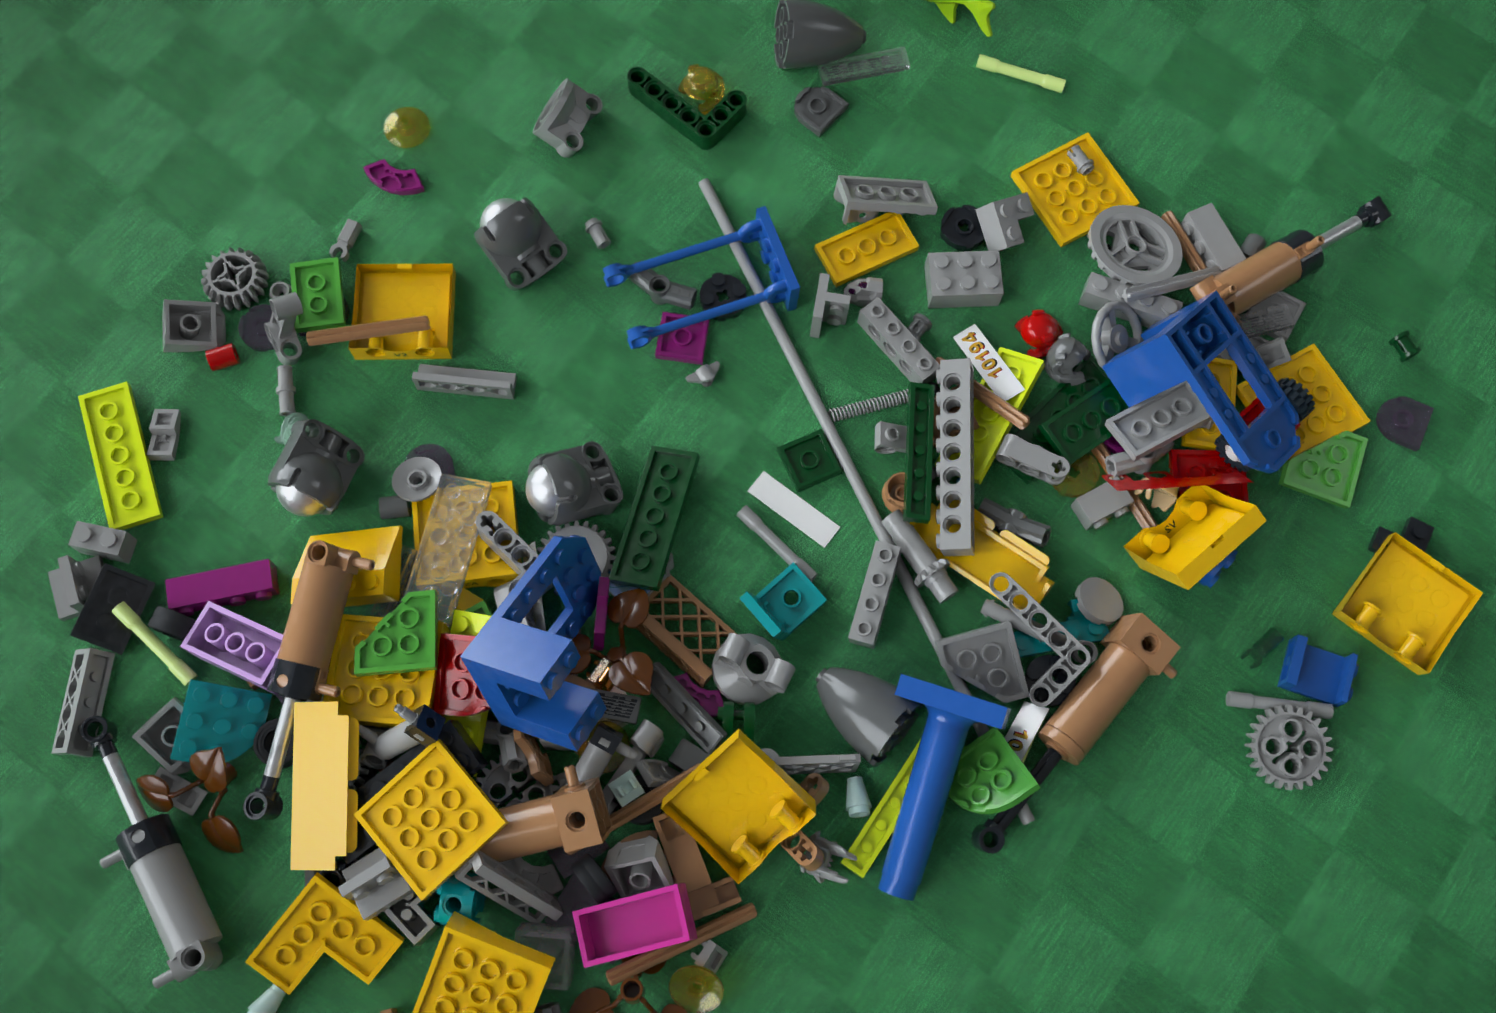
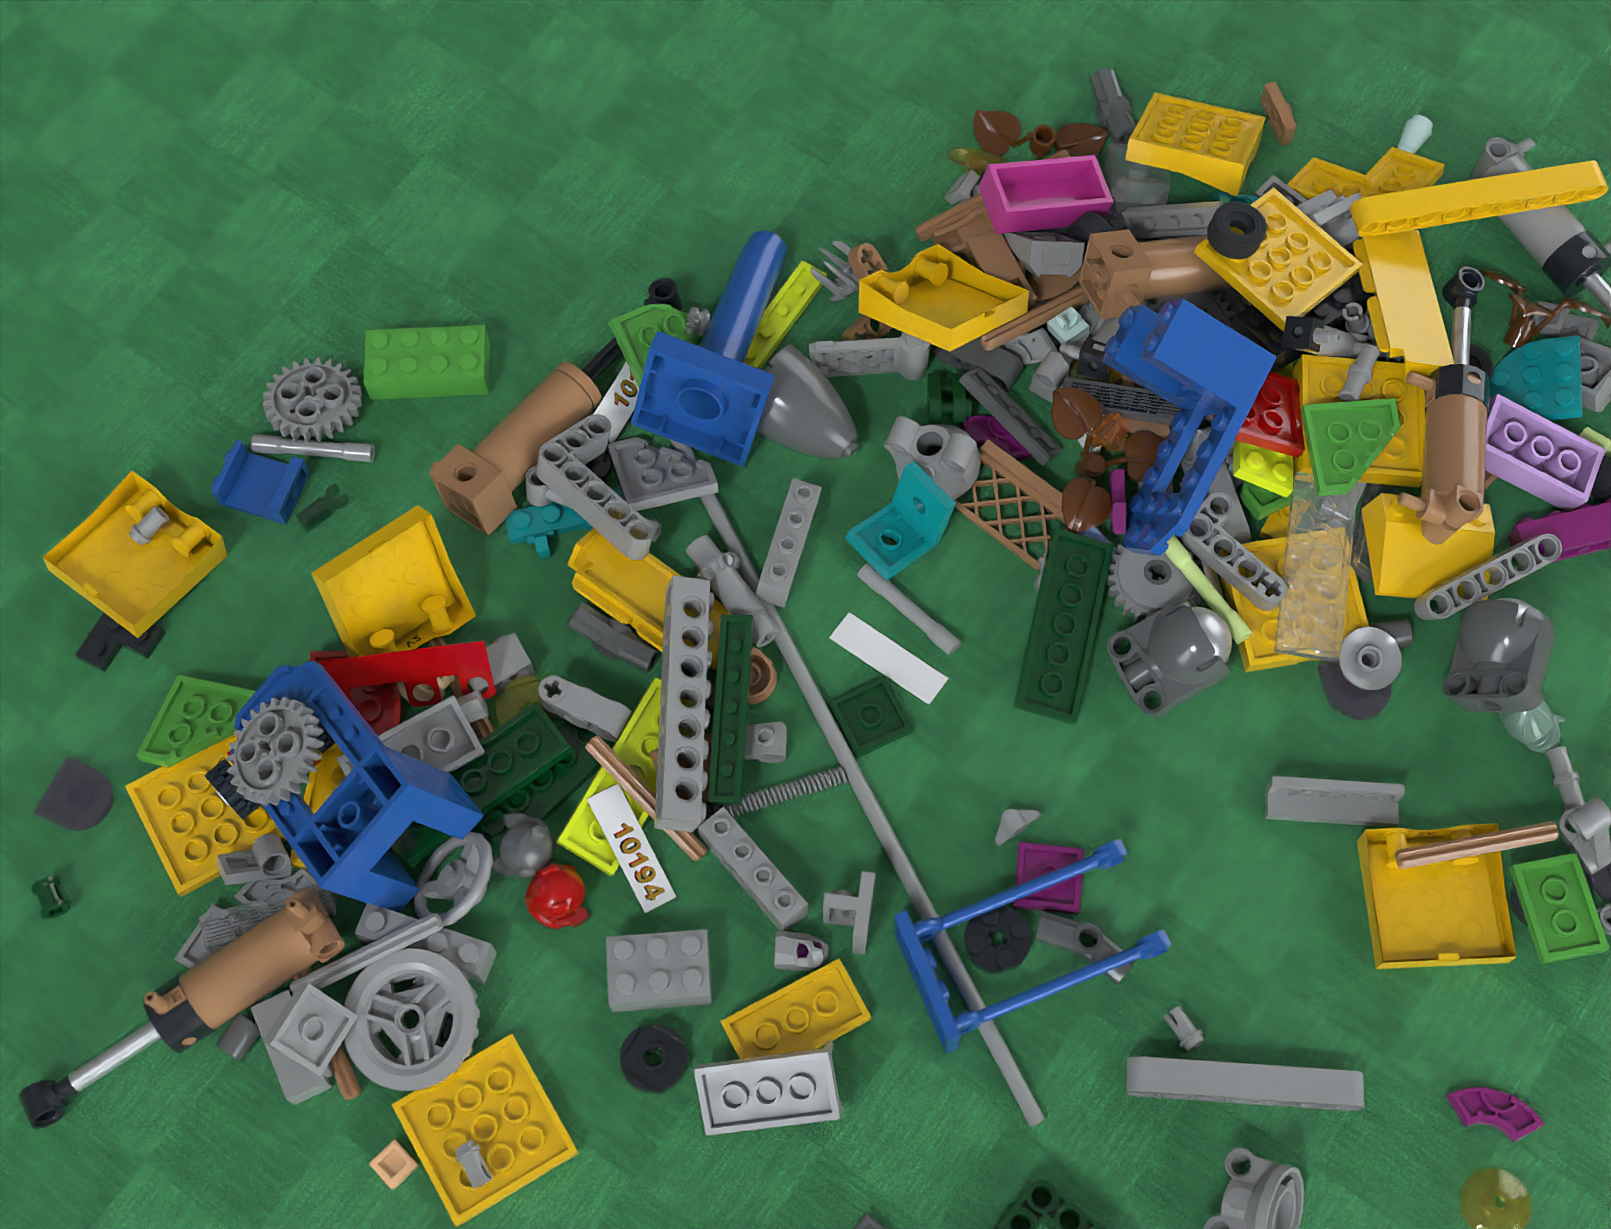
camera: 175 degrees left, 5 degrees down
(227, 886) = (1478, 198): none -> yellow beam
(294, 539) = (1501, 572): none -> light grey beam
(346, 239) = (1540, 1006): light grey bar -> none
(363, 772) = (1356, 321): none -> light grey pin
(379, 700) = (1359, 373): none -> light grey pin
(451, 834) = (1240, 216): none -> black tyre
(518, 240) = (1294, 992): dark grey piece -> none
(524, 512) = (1182, 560): none -> yellowish green piece
(565, 196) = (1245, 1083): none -> light grey beam
(857, 798) = (807, 331): light aqua cone -> none
(919, 325) = (737, 892): dark grey bush -> none
(958, 794) = (698, 321): none -> light grey bush
(1001, 219) = (600, 1061): light grey brick -> none
(1099, 601) = (513, 549): light grey tile -> none
(1132, 173) = (393, 1164): none -> light nougat tile
(1194, 780) = (427, 362): none -> bright green brick
(1205, 233) = (310, 1028): none -> light grey bracket
(1278, 407) = (275, 751): none -> light grey gear
(1405, 623) = (148, 526): none -> light grey pin

